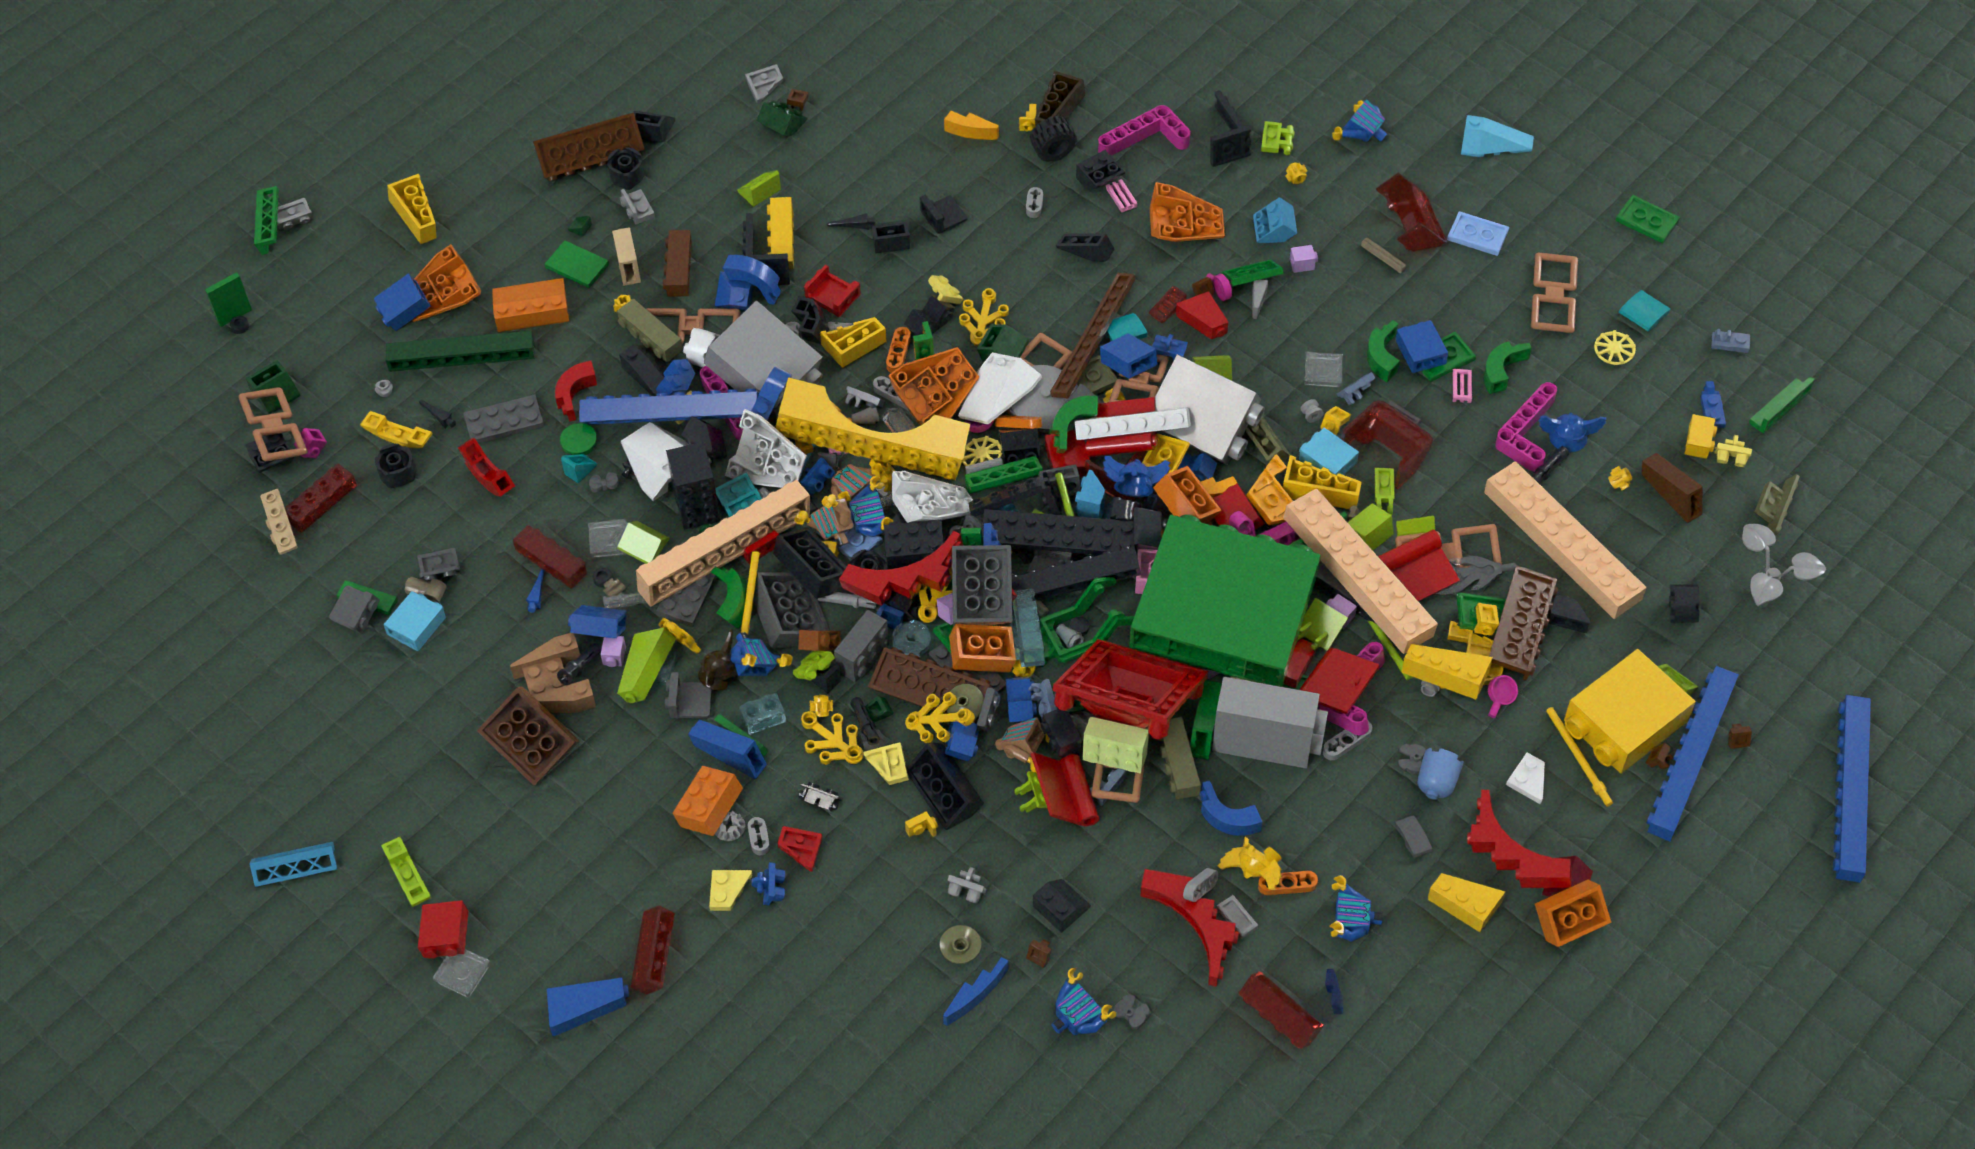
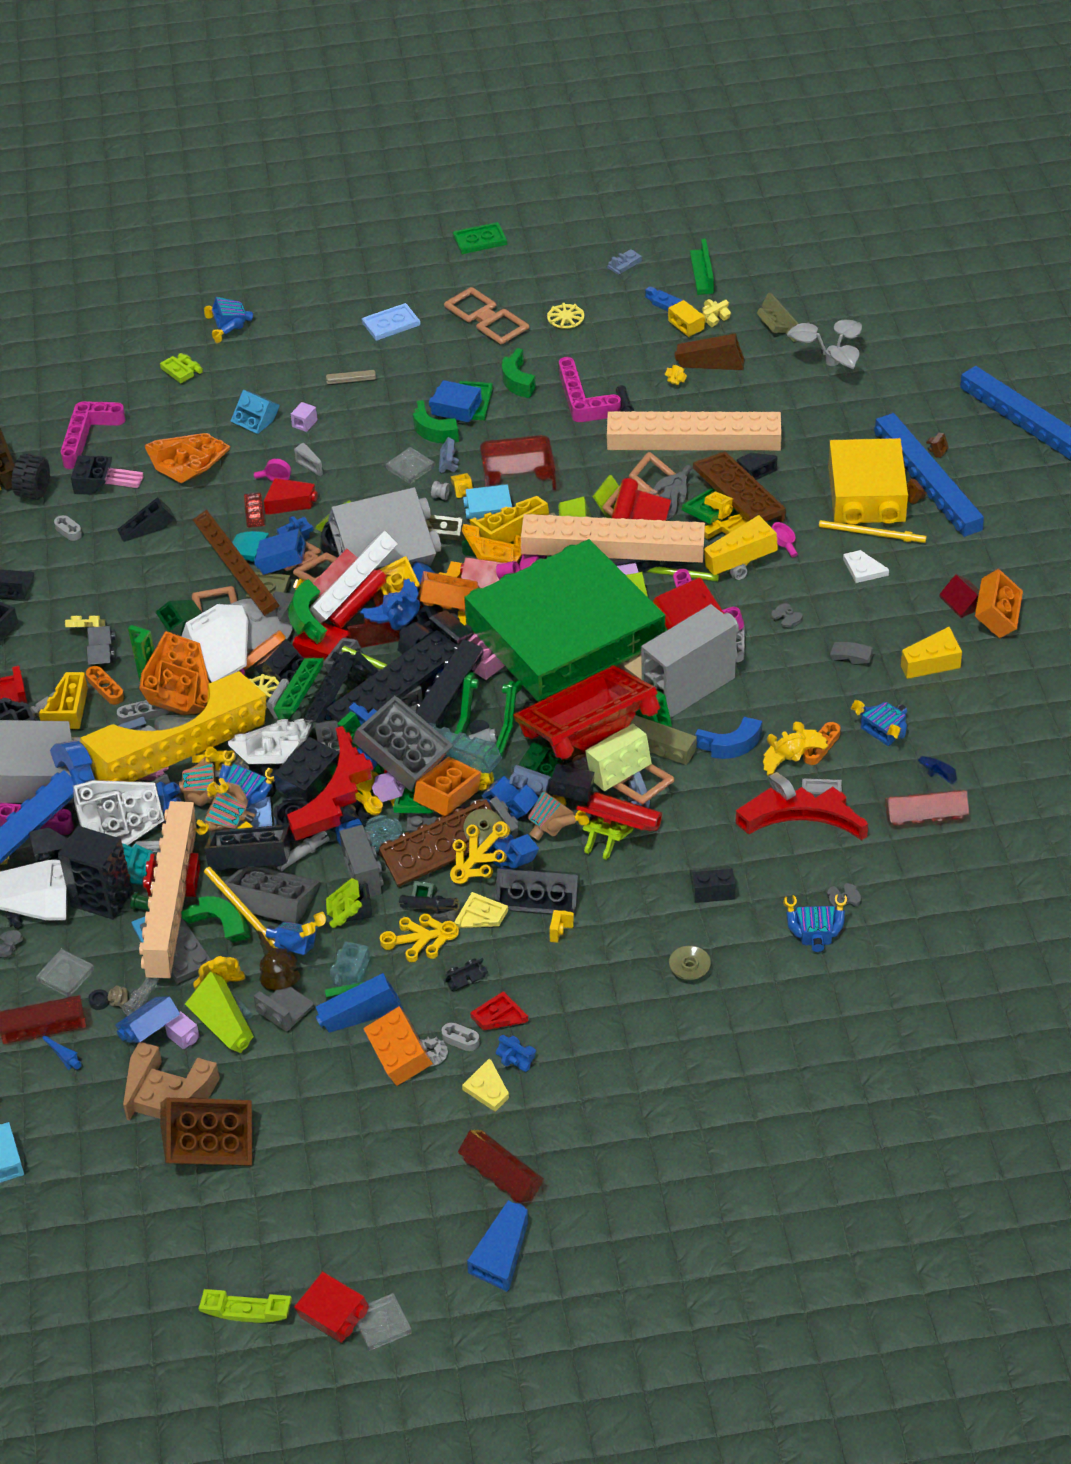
camera: 50 degrees left, 10 degrees down
(293, 856) = (137, 1388): dark azure fence -> none
(575, 667) = (175, 1062): black pin -> none
(642, 542) = (99, 950): slope -> none
(819, 640) = (325, 885): dark orange slope -> none
(821, 705) = (384, 922): yellow gear -> none
(971, 996) = (739, 978): blue slope -> none
(975, 890) = (637, 927): light grey hips -> none
(988, 298) = (121, 605): yellow plant -> none
(1039, 952) = (743, 919): reddish brown tile -> none
(1090, 498) = (380, 644): dark azure slope -> none
(1203, 286) = (263, 482): reddish brown tile -> none
(1233, 143) = (157, 383): black bracket -> none
(1252, 272) = (286, 445): green tile -> none
(1296, 173) = (226, 375): yellow gear -> none
(1384, 487) = (547, 493): lime hinge -> none
(1415, 214) = (338, 339): clear red windscreen -> none
(1439, 773) = (817, 604): medium blue cylinder -> none
(1462, 397) = (505, 407): bright pink tile -> none
(1487, 137) = (317, 267): medium azure wedge -> none
(1531, 868) = (919, 608): red arch -> none
(1570, 430) = (610, 373): blue helmet -> none
(1644, 310) = (553, 283): teal slope -> none
(1684, 603) = (811, 404): black brick -> none

